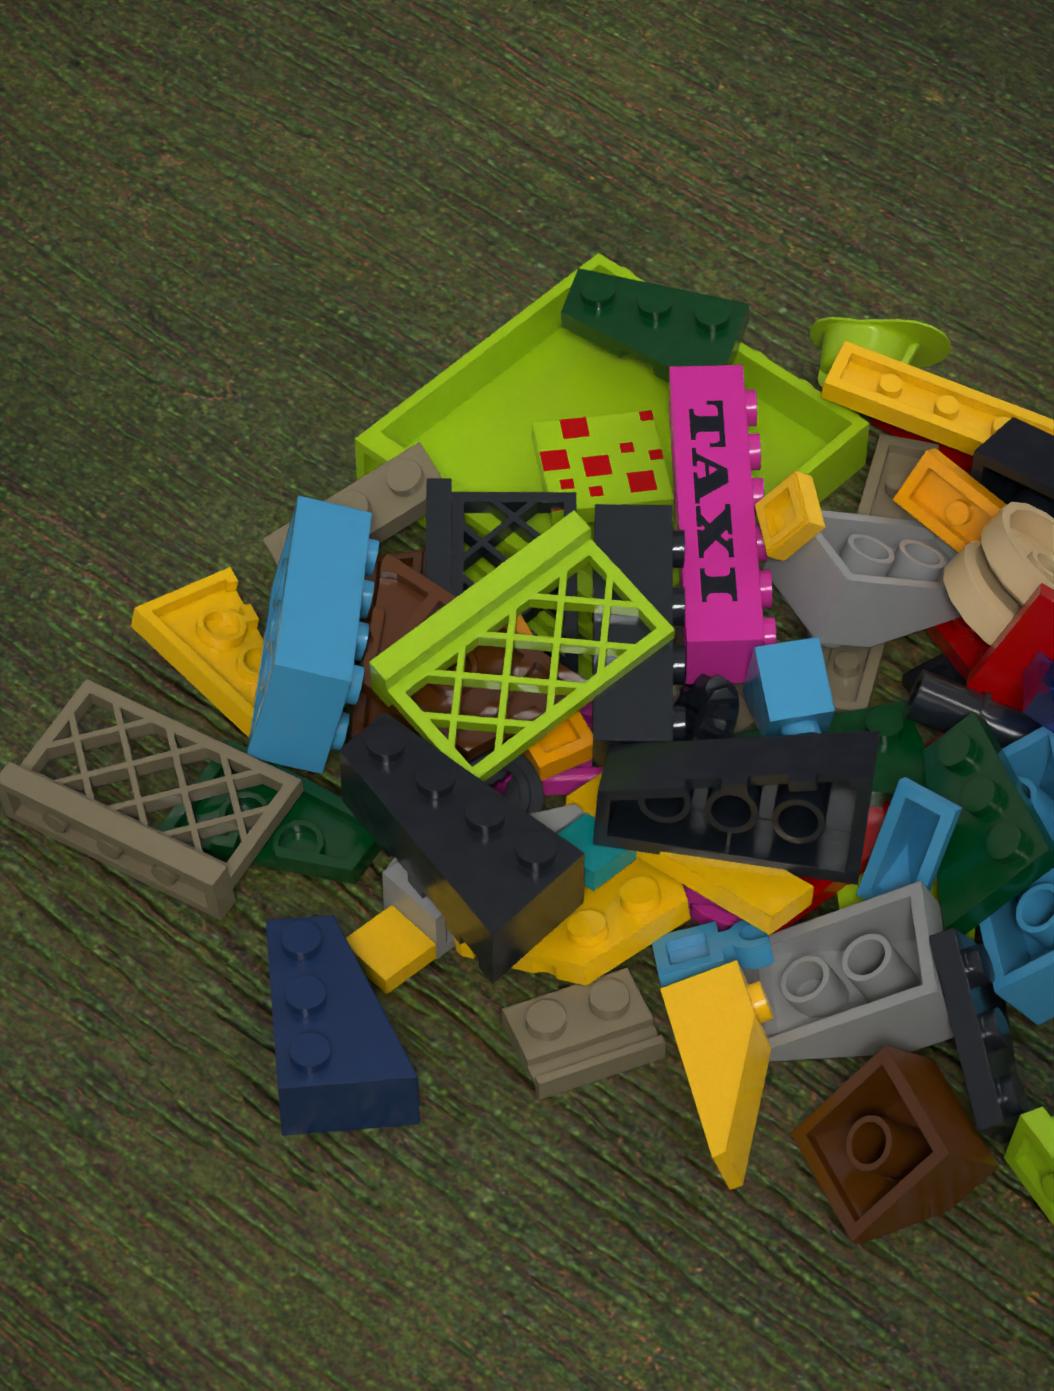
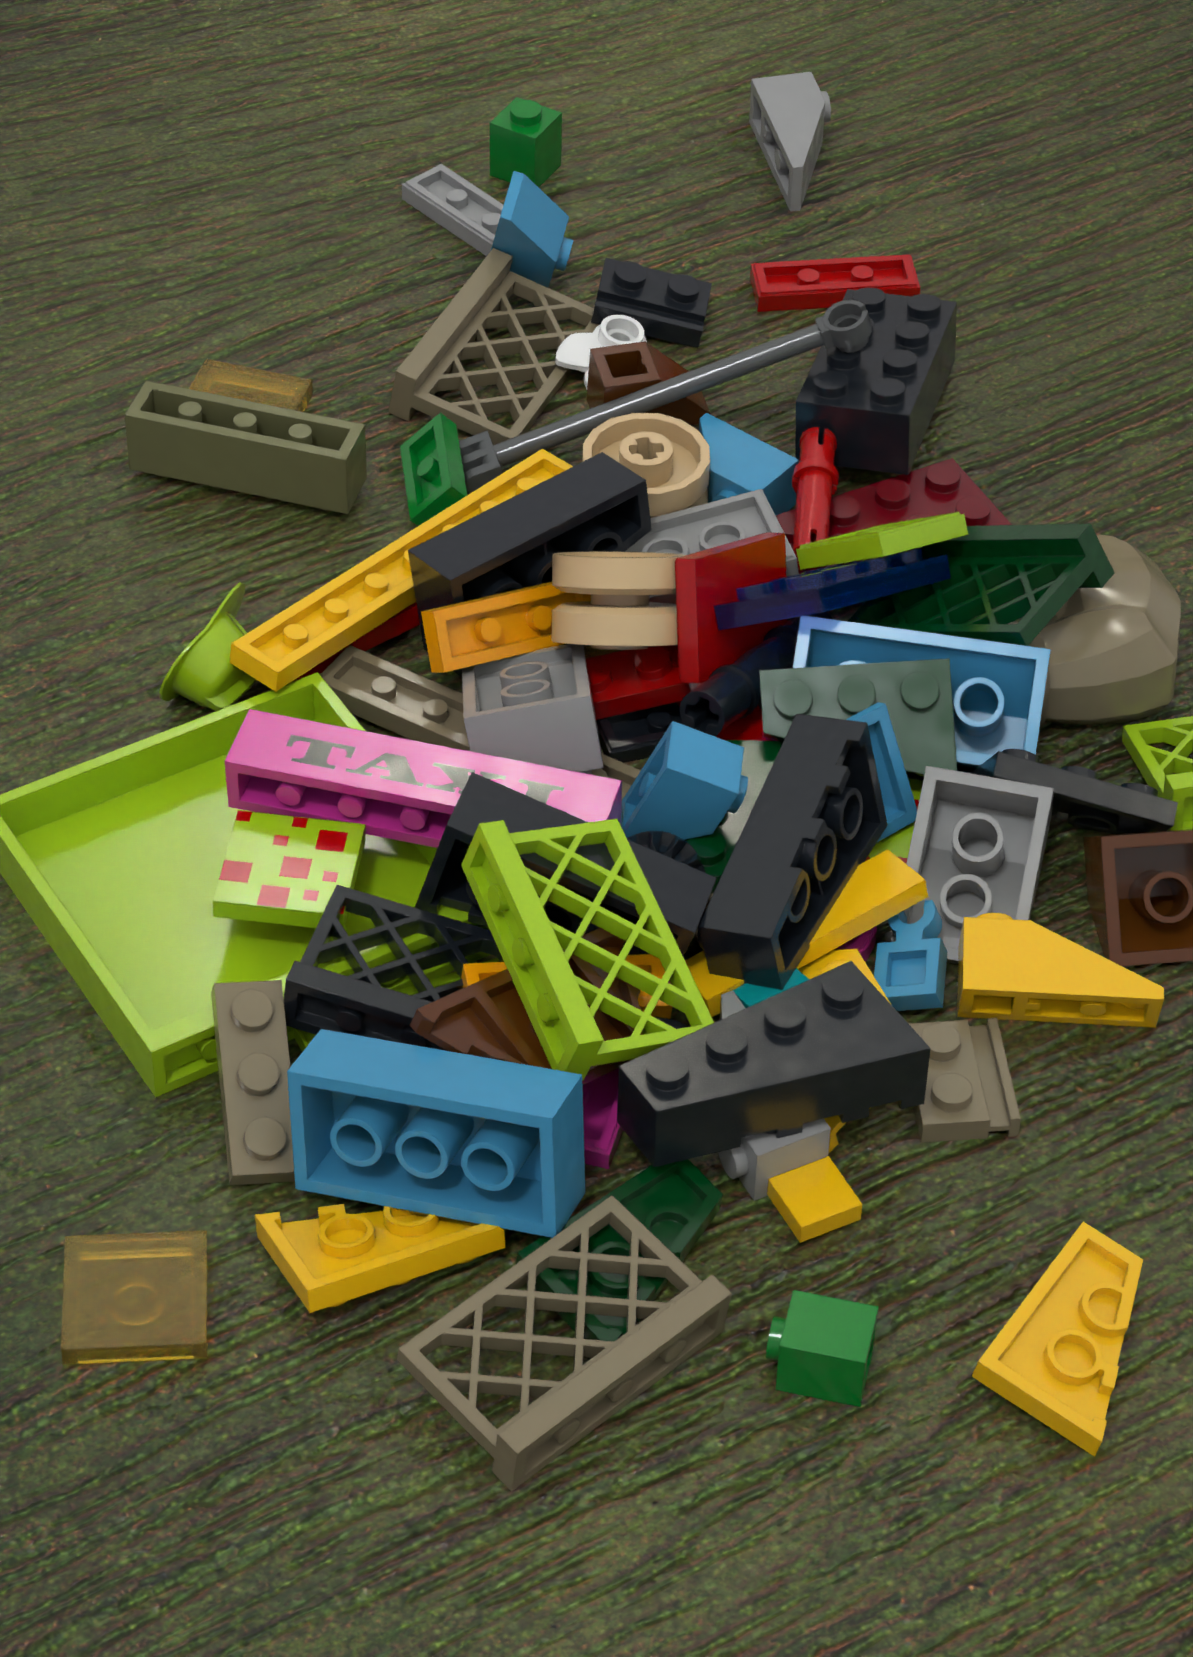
camera: 75 degrees left, 5 degrees down
(126, 521) = (135, 1297): none -> clear yellow tile
(199, 984) = (823, 1347): none -> green brick
(277, 1169) = (1067, 1339): none -> yellow wing
(331, 1037) = (921, 1252): dark blue wedge -> none
(654, 321) = (117, 776): dark green wing -> none
(789, 516) = (481, 718): yellow tile -> none

